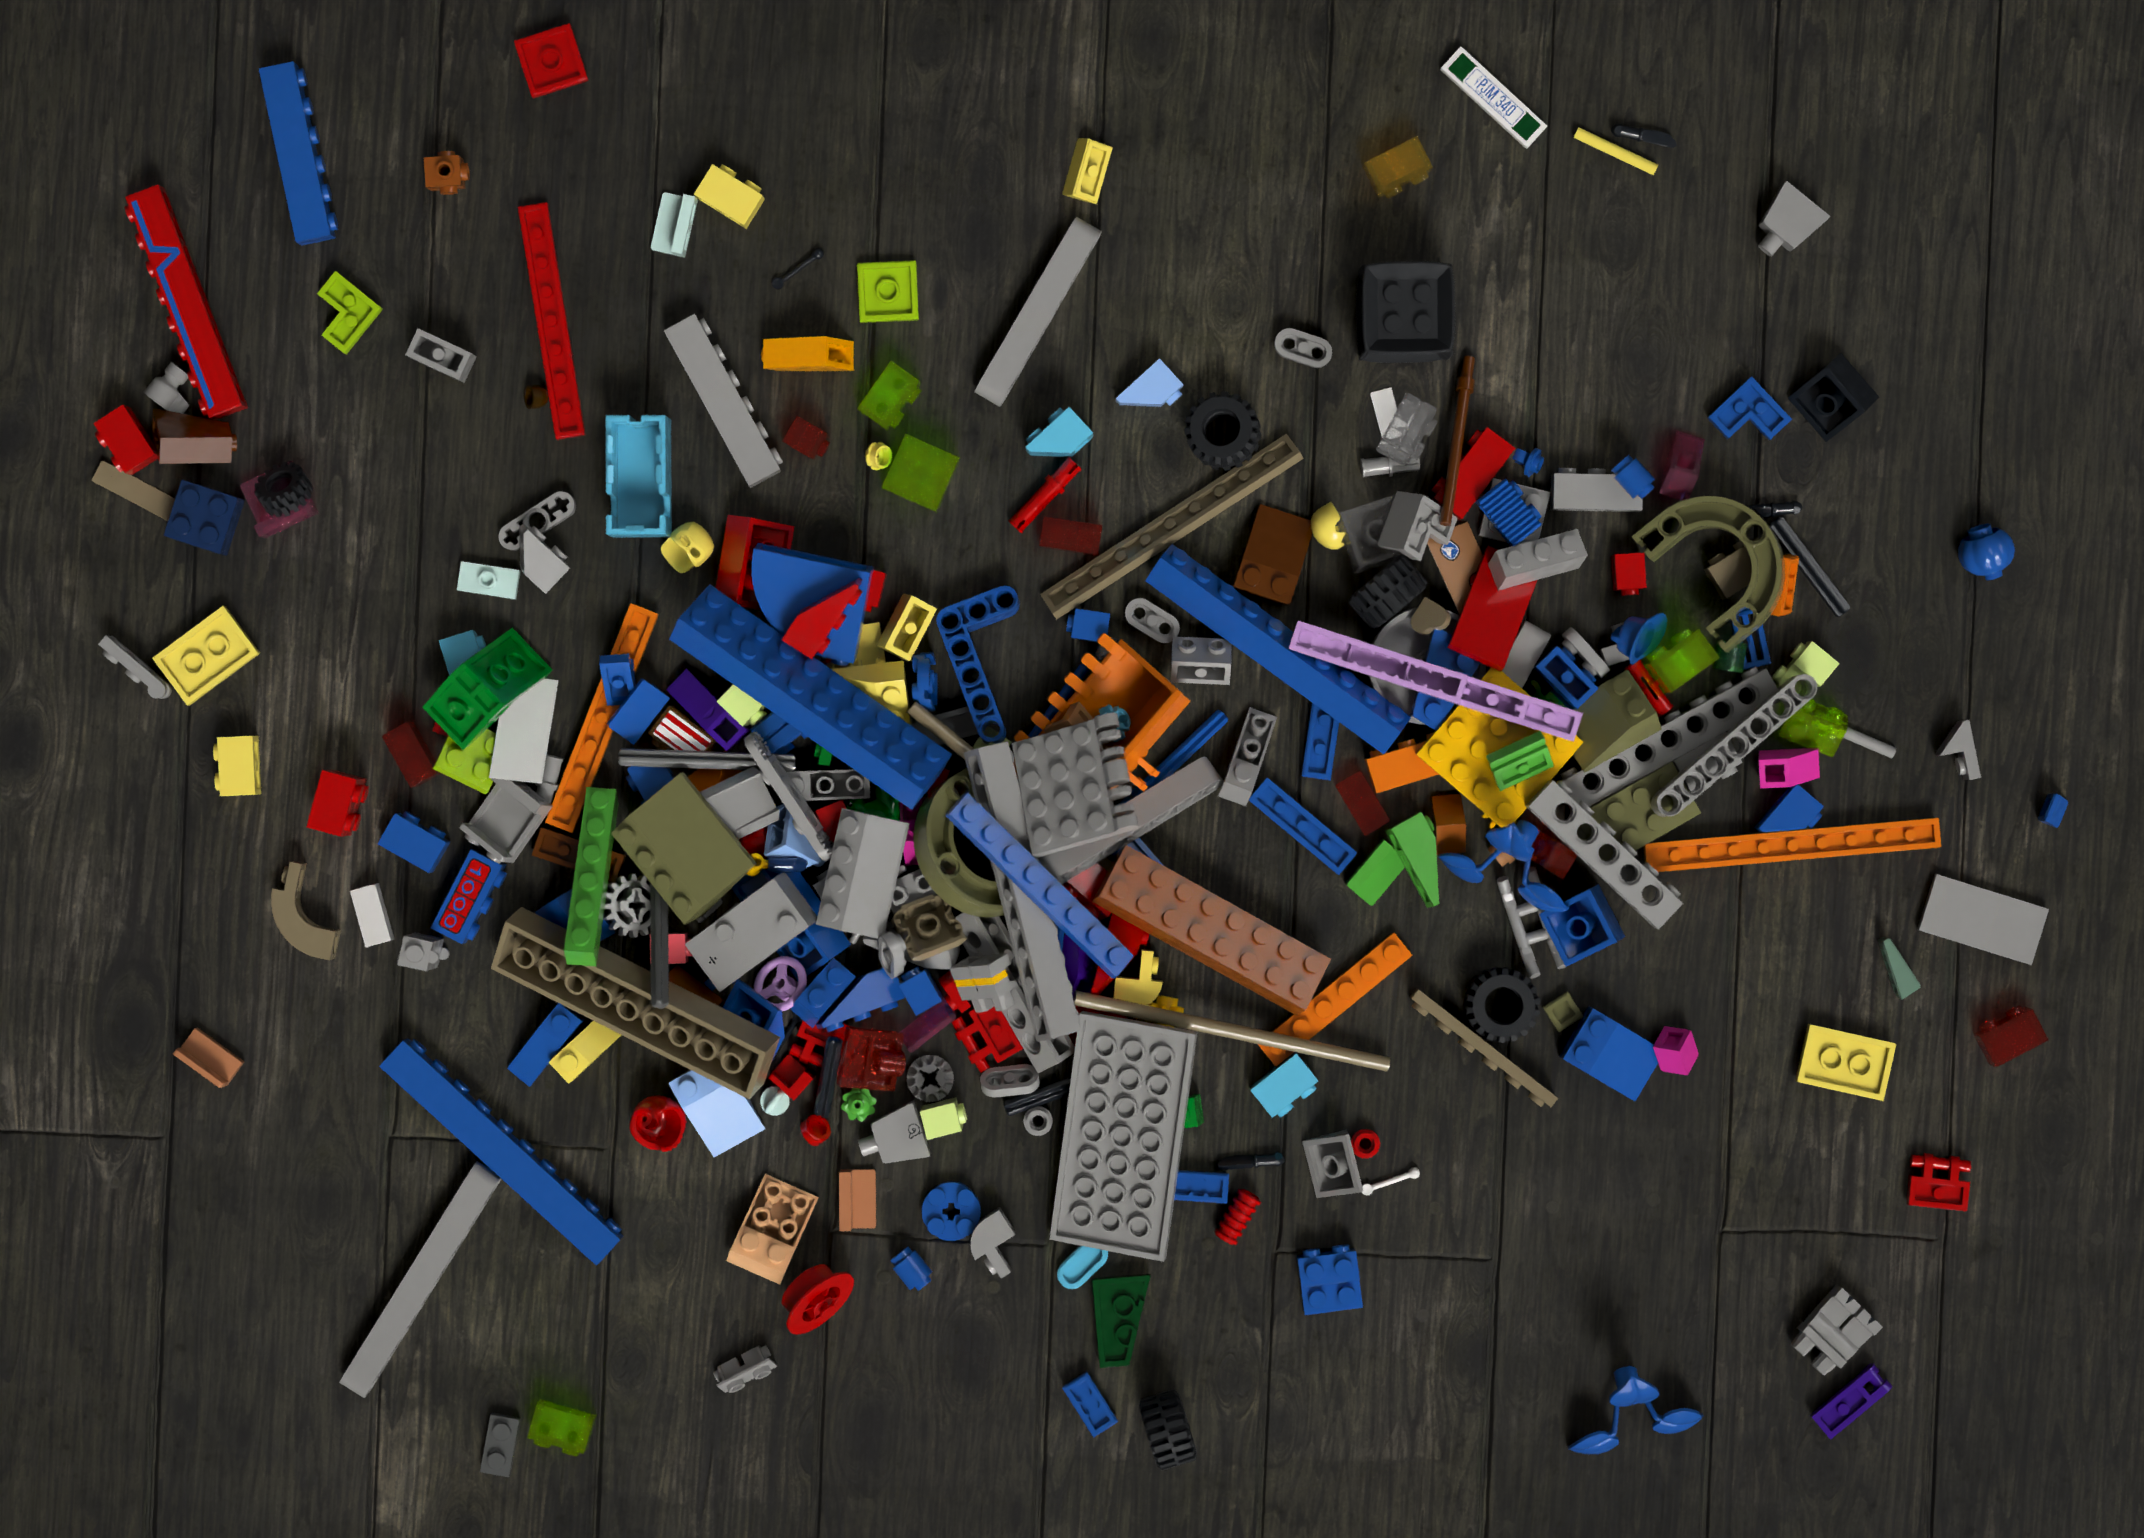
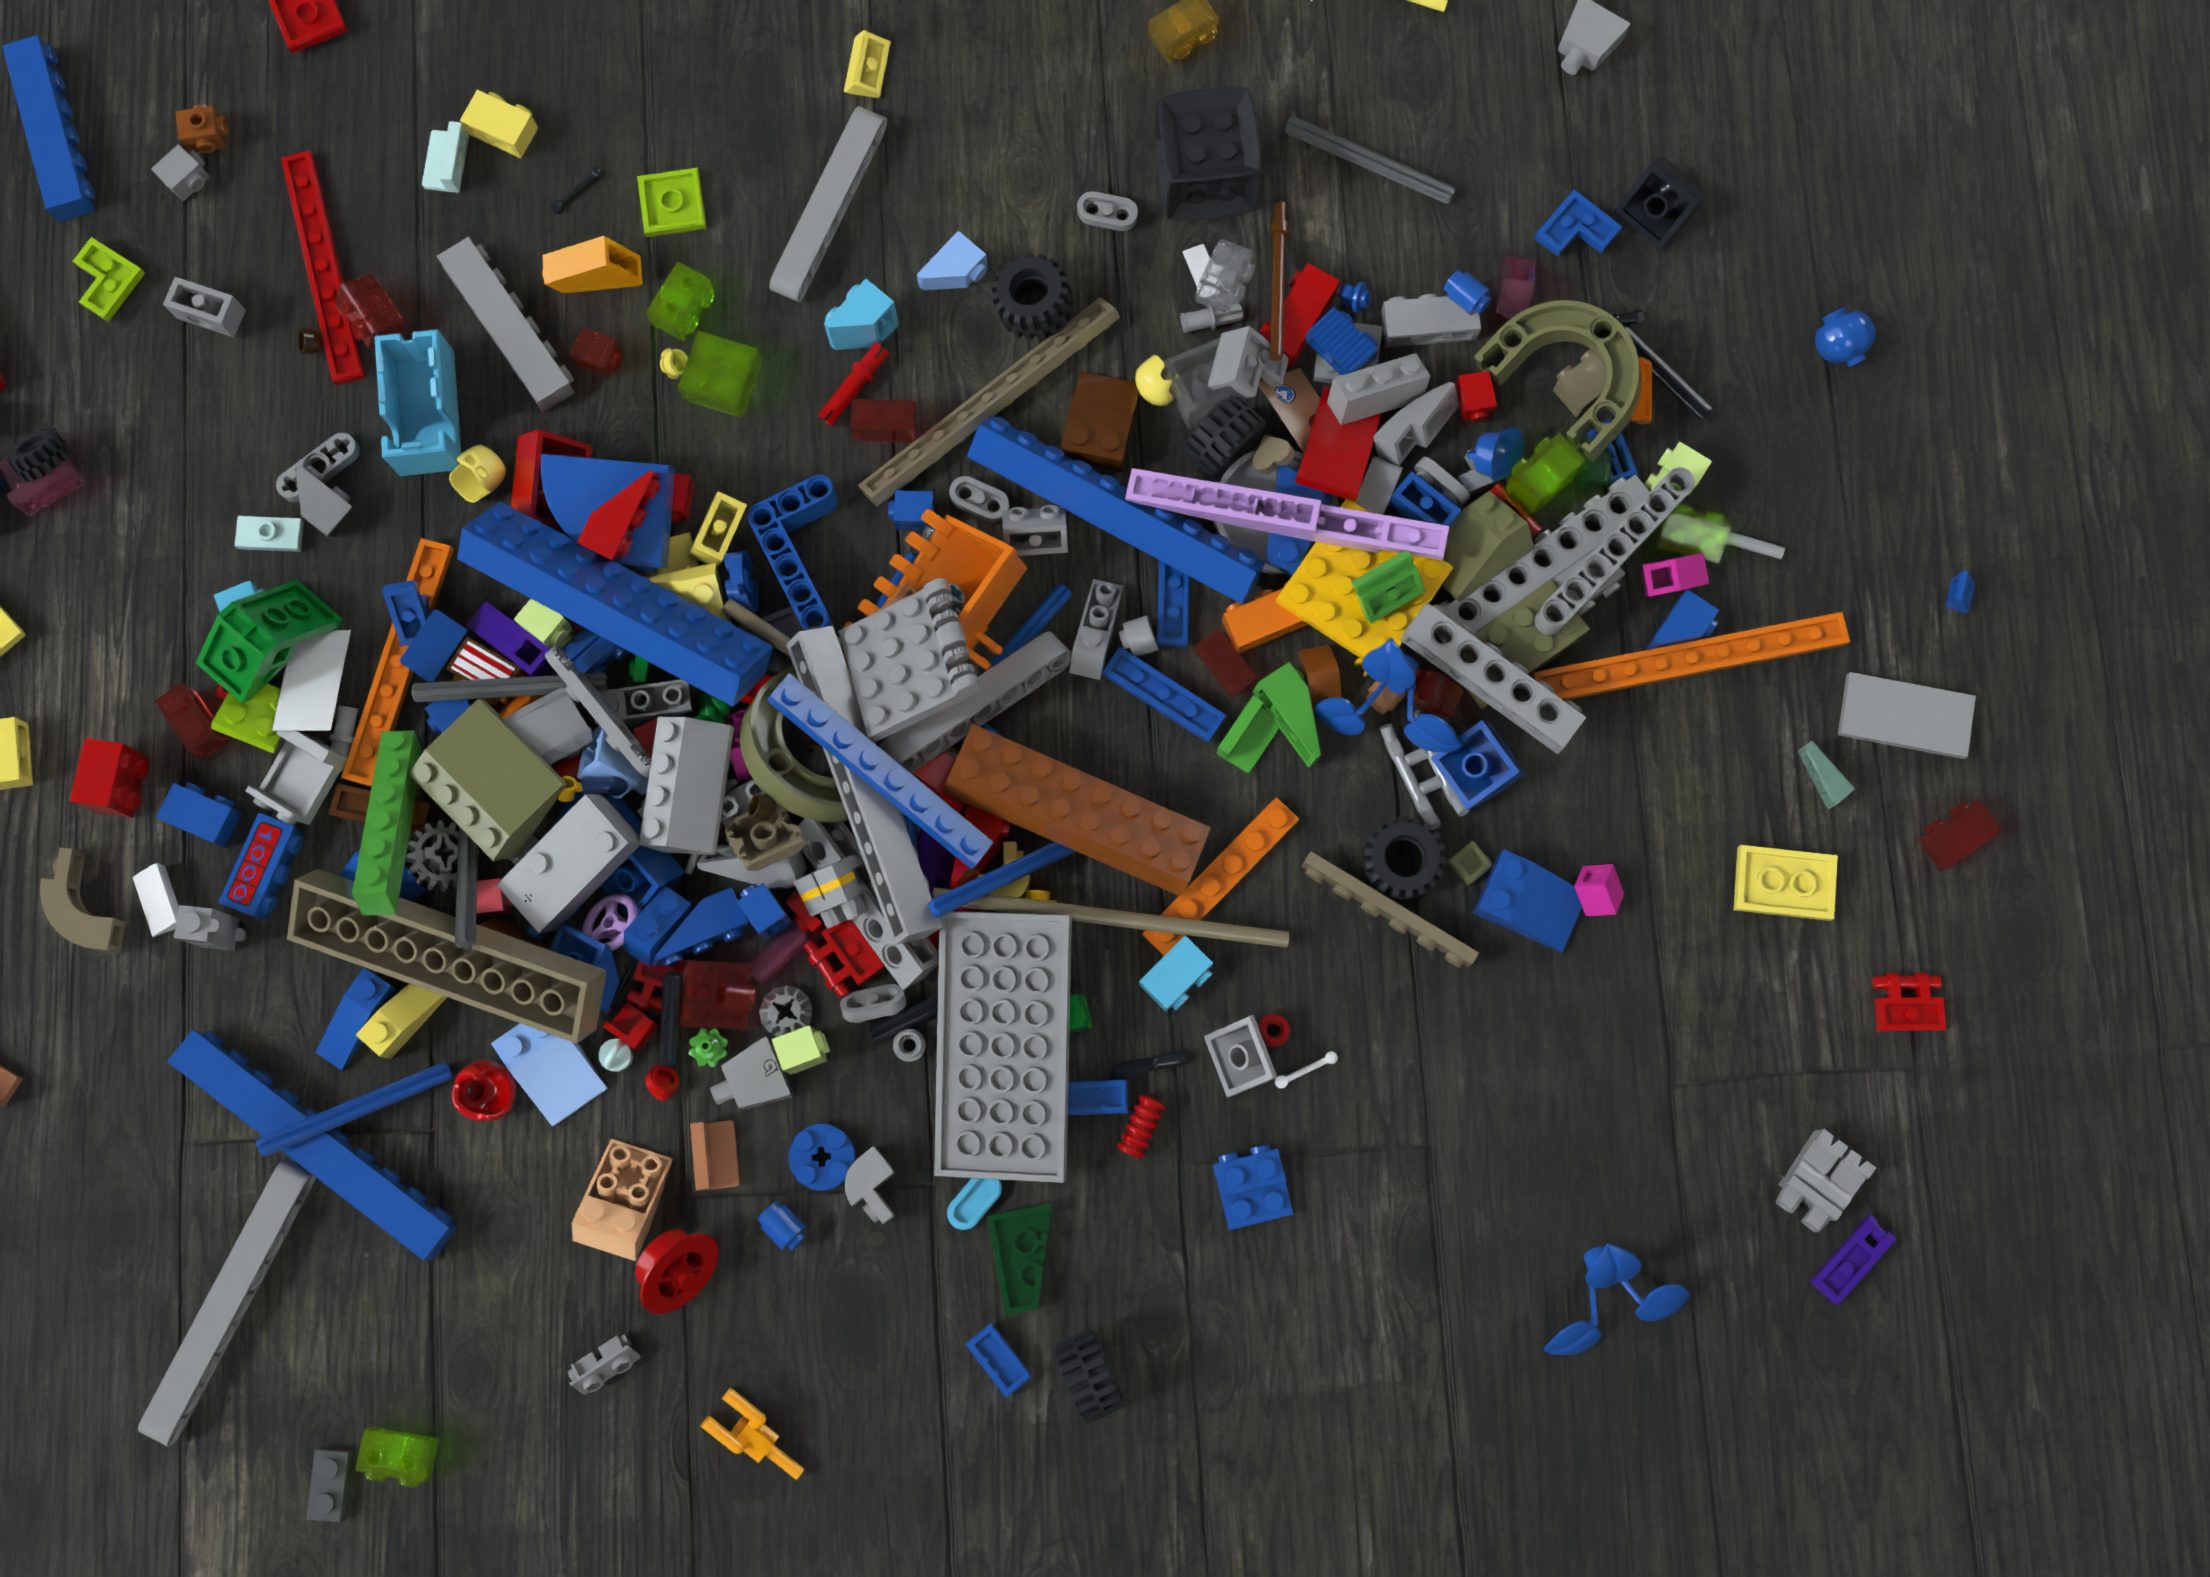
camera: 10 degrees left, 10 degrees down
(424, 213) = (181, 172): none -> light grey brick
(543, 1126) = (354, 1109): none -> blue axle
(596, 376) = (368, 309): none -> clear red brick
(868, 1443) = (751, 1435): none -> light orange plant
(892, 954) = (726, 870): light grey plate -> none
(928, 901) = (761, 807): none -> dark brown hinge
(1134, 988) = (997, 878): none -> blue axle
(1285, 770) = (1138, 636): none -> light grey plate
(1560, 321) = (1369, 159): none -> dark grey axle
(1569, 594) = (1416, 424): none -> light grey slope
(1961, 741) = (1853, 532): light grey slope -> none

